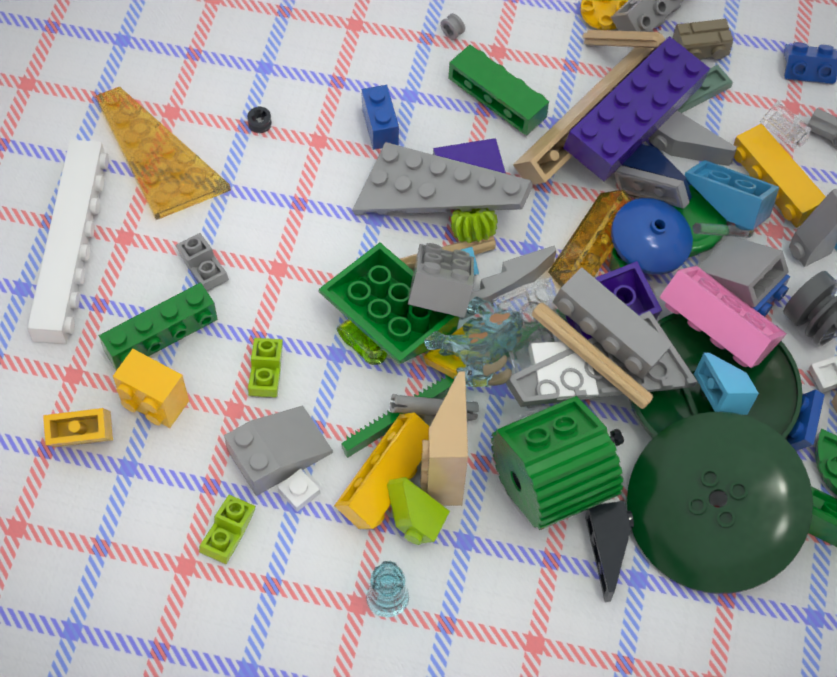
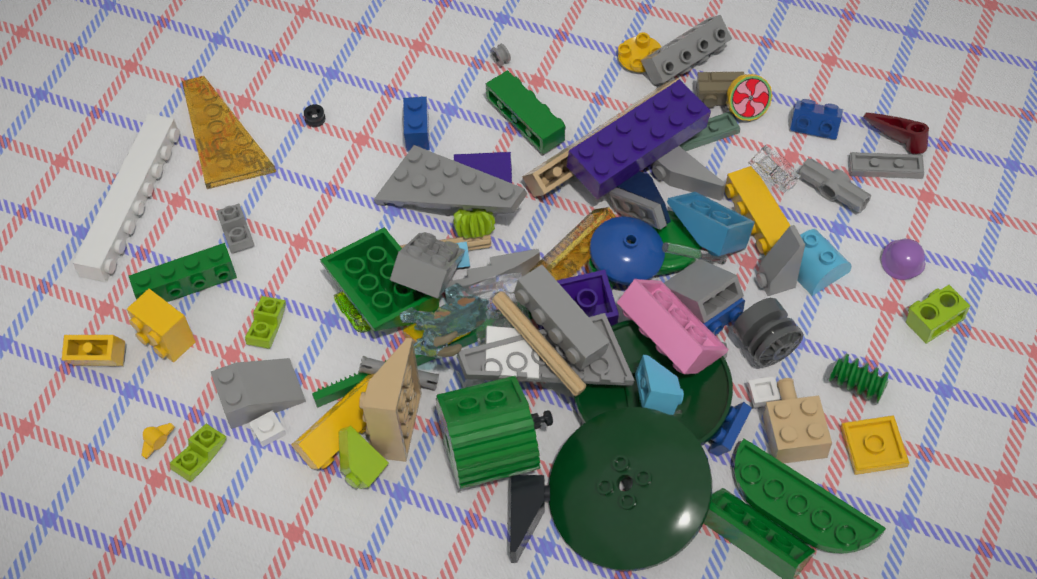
camera: 15 degrees right, 5 degrees down
(174, 519) = (155, 438): none -> yellow piece
(387, 592) = (318, 521): clear light blue plant -> none
(623, 38) = (643, 78): tan axle -> none
(737, 46) = (749, 97): none -> tile

